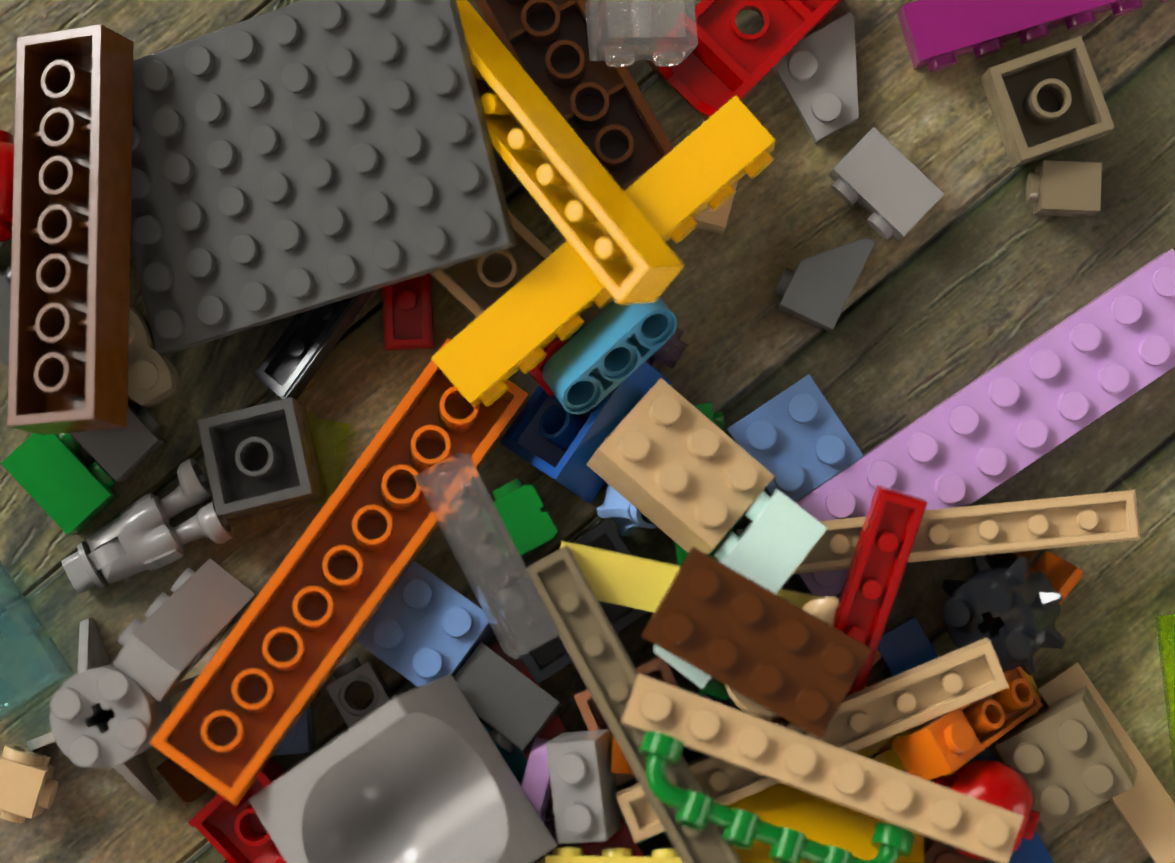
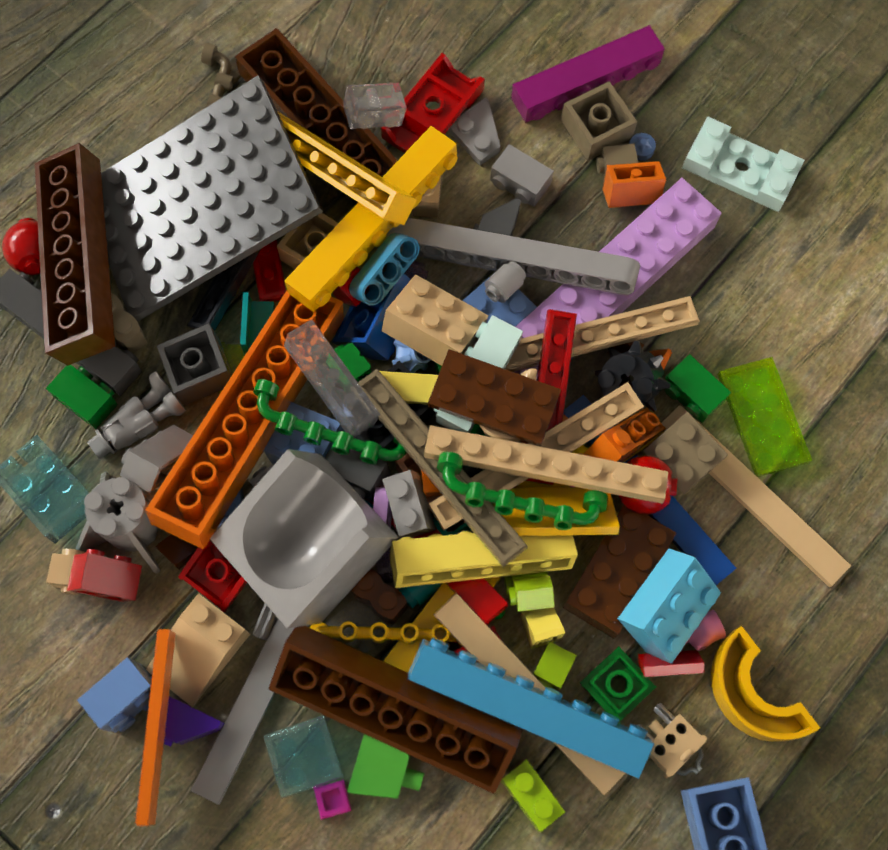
camera: 15 degrees left, 15 degrees down
(69, 809) = (104, 576): none -> red brick
(373, 393) = (253, 319): none -> teal panel
(447, 642) = (315, 431): none -> green bar
(815, 412) = (505, 282): none -> light grey brick
(857, 364) = (537, 258): none -> light grey beam
(1084, 241) = (633, 184): none -> orange brick
(1110, 641) = (696, 389): none -> green brick
(1119, 155) = (644, 146): none -> medium blue tile

